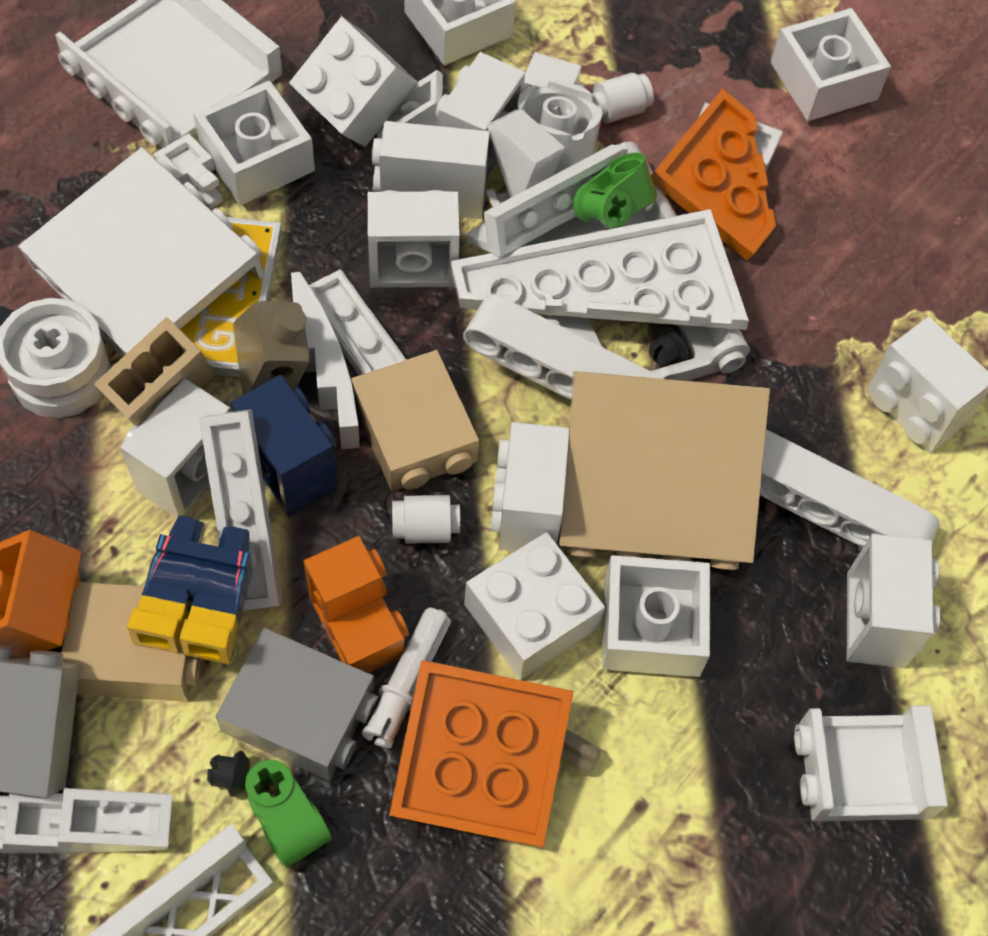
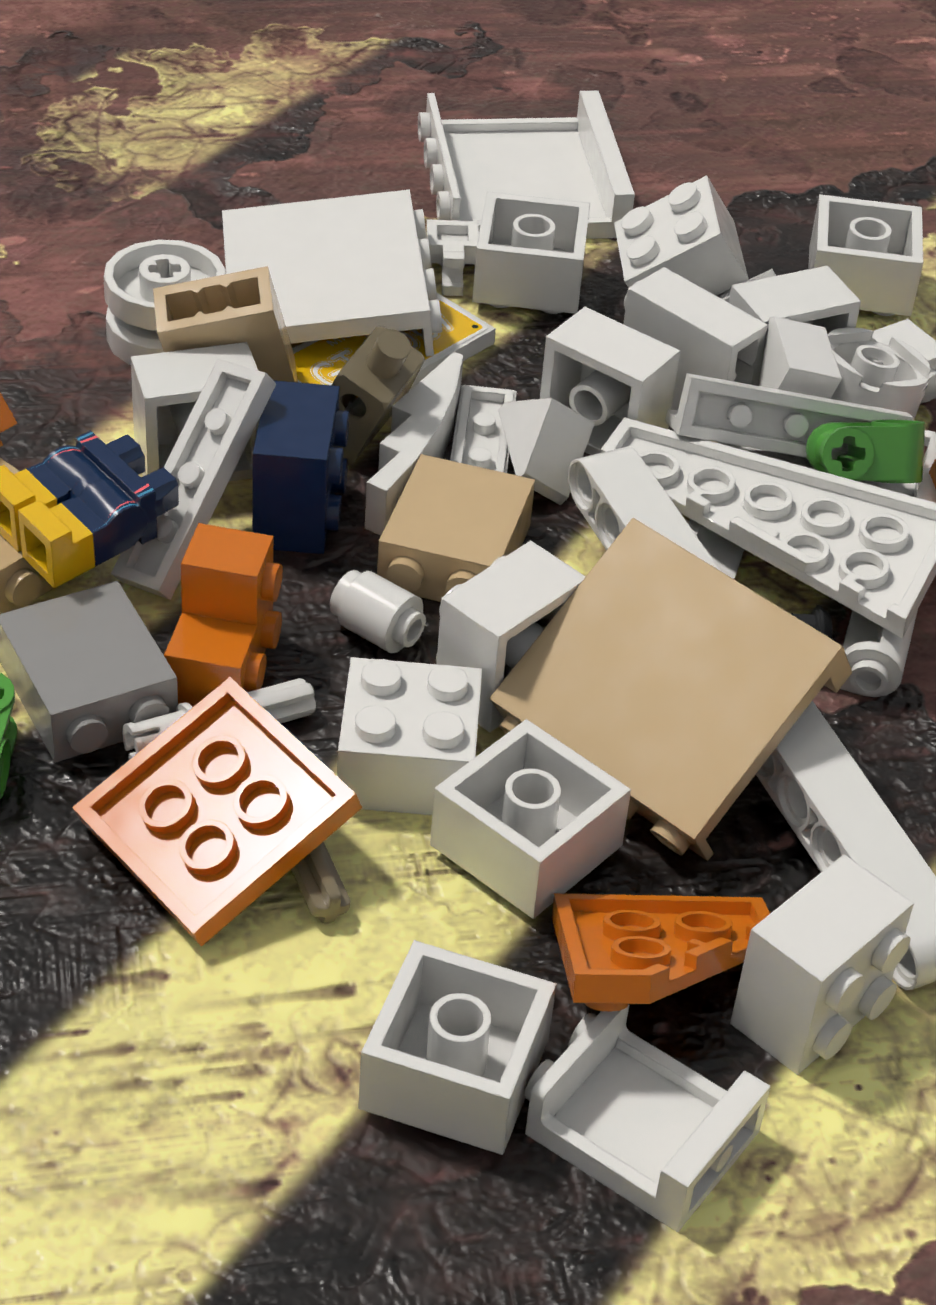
camera: 40 degrees right, 20 degrees down
(405, 309) = (543, 442): none -> white slope
(758, 808) = (456, 1046): none -> white brick
(791, 656) = (648, 945): none -> orange plate

